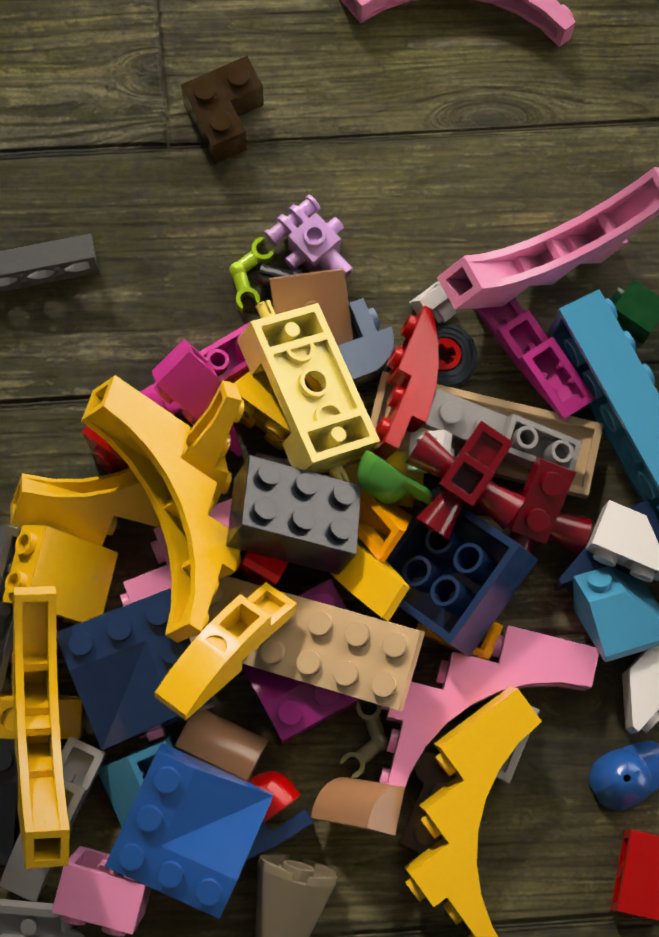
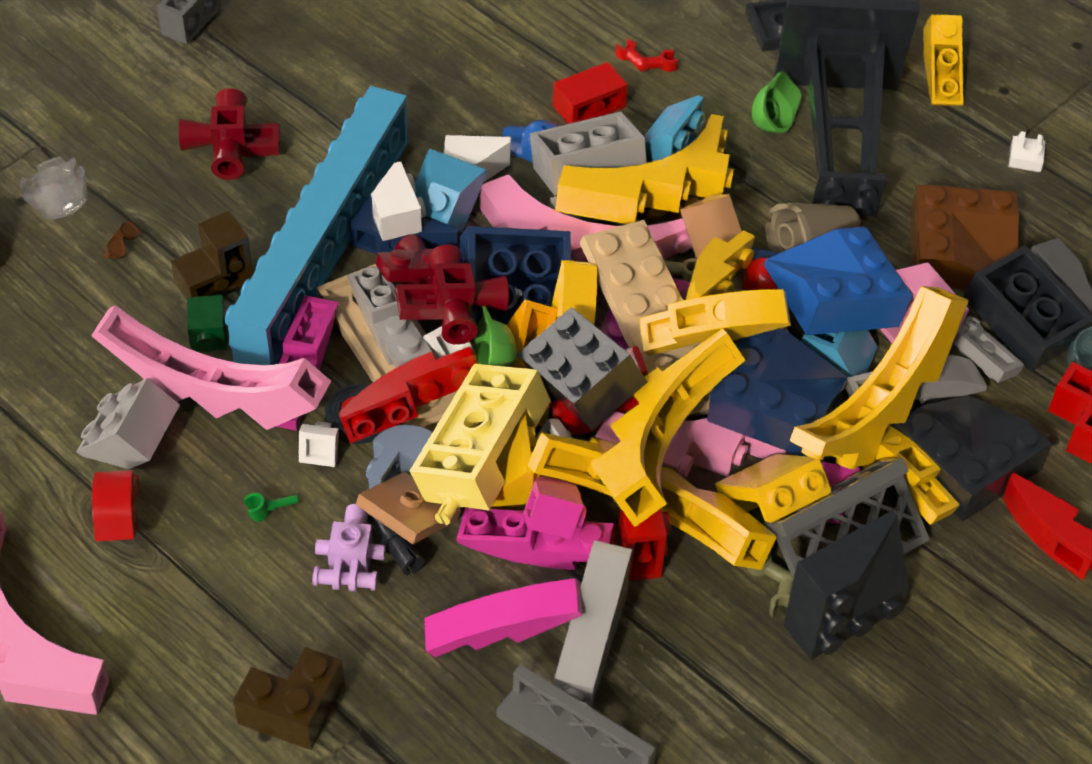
camera: 130 degrees left, 25 degrees down
(78, 333) = (592, 634): none -> light grey slope
(145, 285) = (505, 614): none -> dark pink slope
(240, 268) = (413, 588): lime arm -> none
(291, 715) = (719, 265): none -> yellow slope
(415, 224) = (263, 507): none -> green hand
(504, 110) = (115, 505): none -> red brick
(514, 888) = (674, 129): none -> dark azure slope
(557, 785) = (590, 143): none -> light grey brick
(574, 175) = (128, 425): none -> light grey slope

